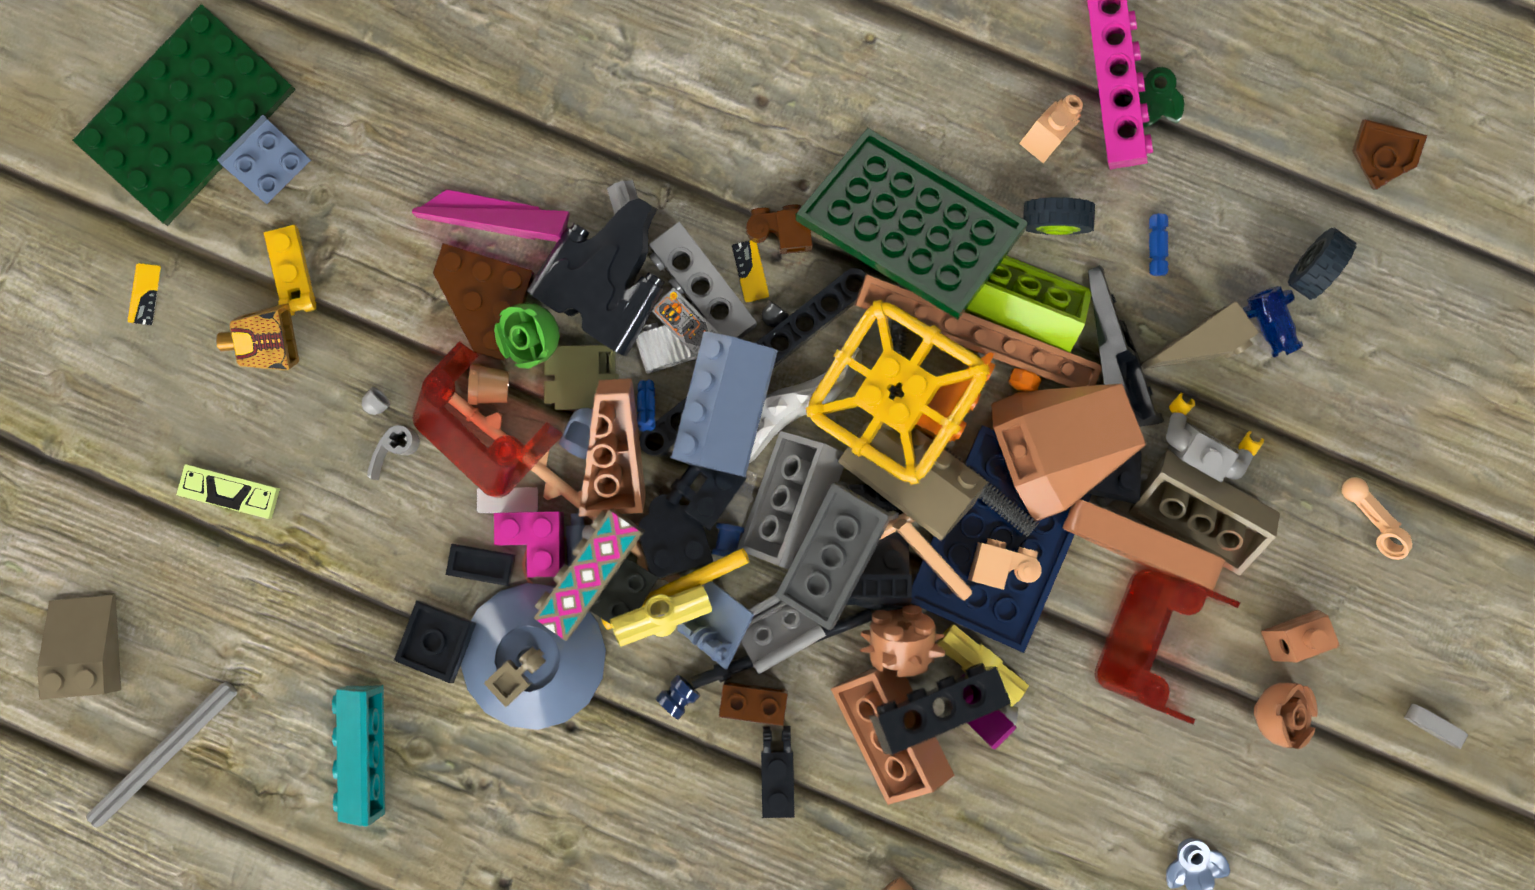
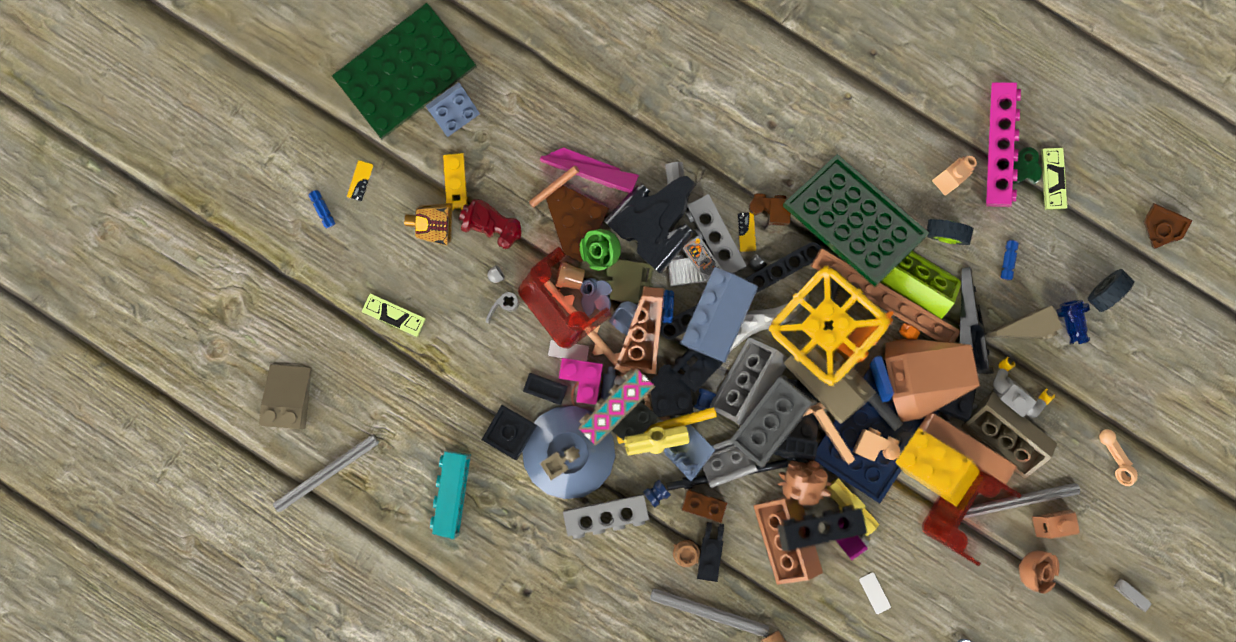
camera: 10 degrees right, 0 degrees up
(90, 347) = (321, 209): none -> blue axle
(343, 319) = (487, 220): none -> dark red animal
(440, 250) = (554, 186): none -> nougat bar
(532, 407) = (596, 298): none -> sand blue plate
(554, 756) = (594, 511): none -> light grey brick
(739, 781) = (686, 553): none -> medium nougat piece
(791, 867) = (709, 612): none -> light grey axle
(993, 460) = (881, 379): none -> blue tile
(1040, 791) = (875, 593): none -> white sticker
(1102, 581) = (937, 467): none -> yellow container
(1204, 109) = (1054, 178): none -> yellowish green tile
(1247, 607) = (1025, 499): none -> light grey axle

